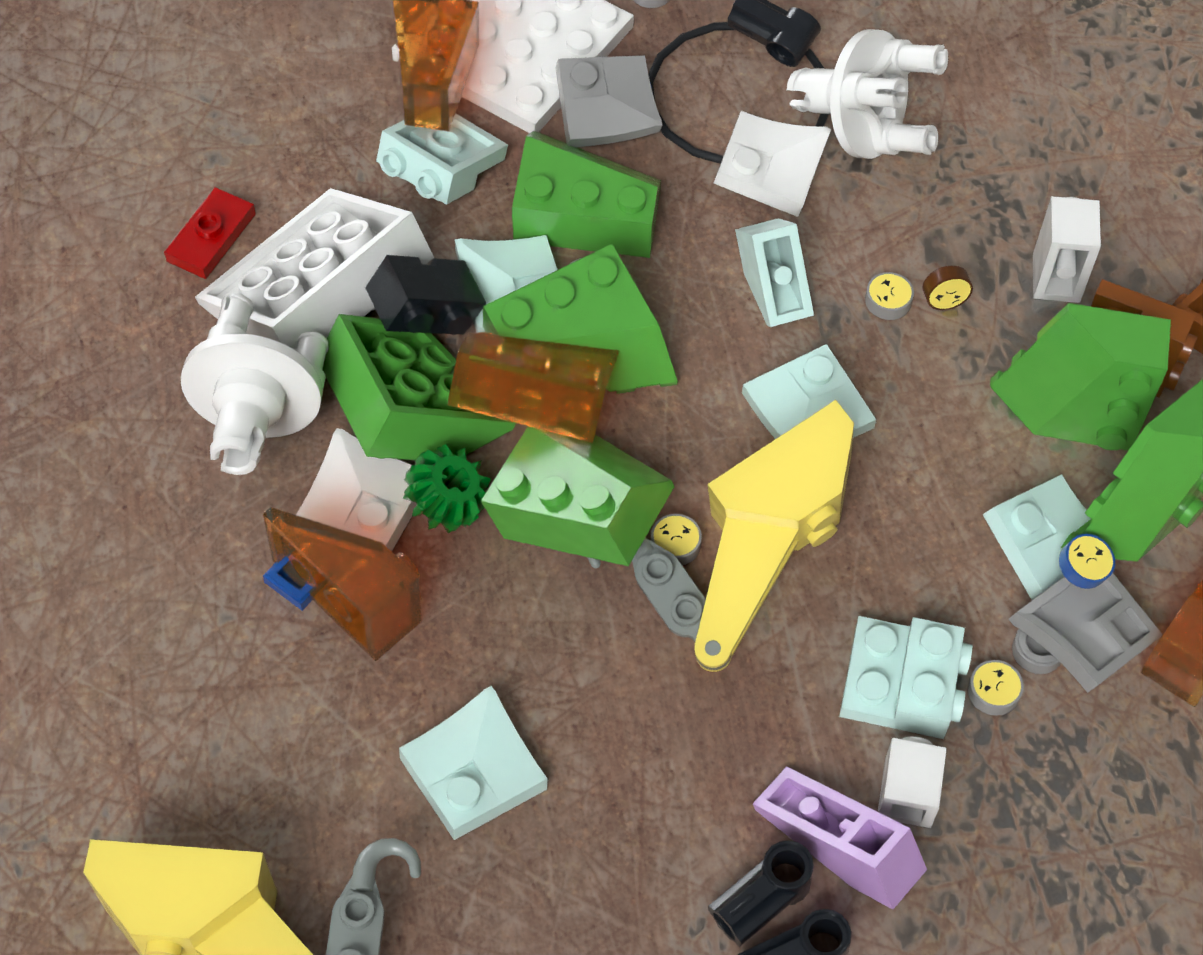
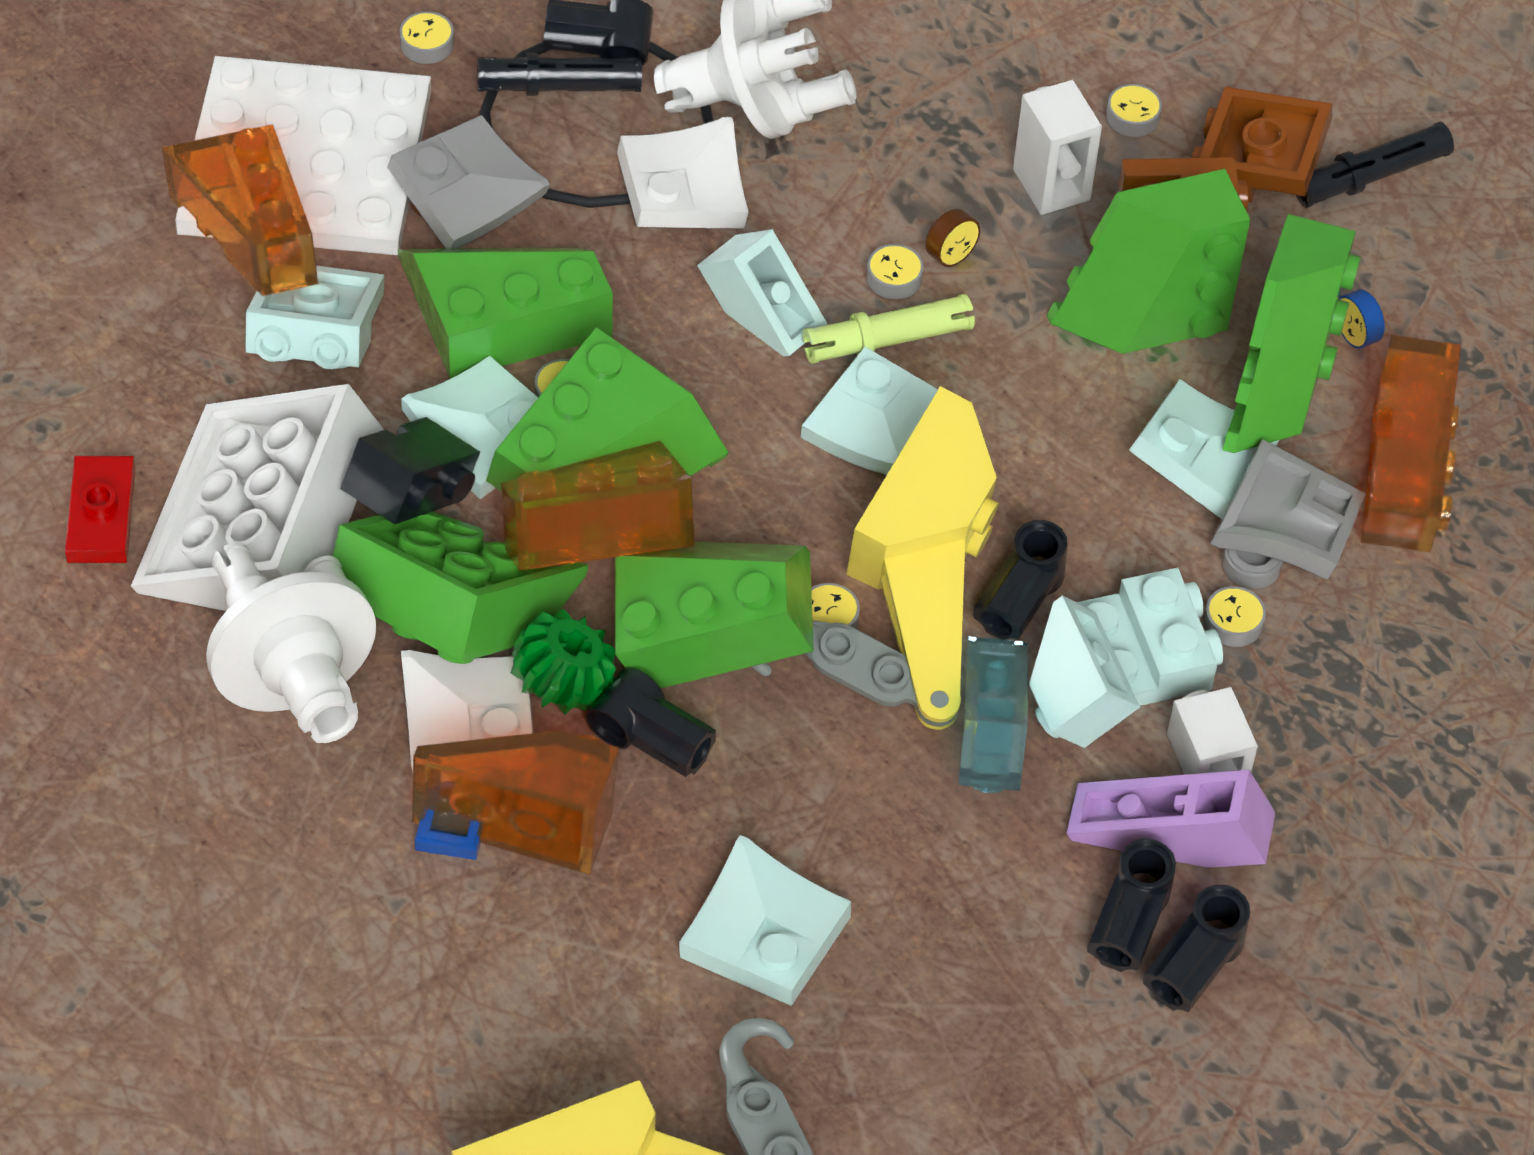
camera: 30 degrees left, 5 degrees down
(481, 556) = (638, 715): none -> black piece
(711, 43) = (548, 74): none -> black pin
(748, 679) = (994, 715): none -> clear light blue slope
(831, 680) = (1079, 677): none -> light aqua slope
(835, 584) = (1024, 581): none -> black piece
(855, 337) = (887, 328): none -> yellowish green pin
(1087, 561) = (1260, 449): tile -> none
(1154, 246) = (1133, 110): none -> tile

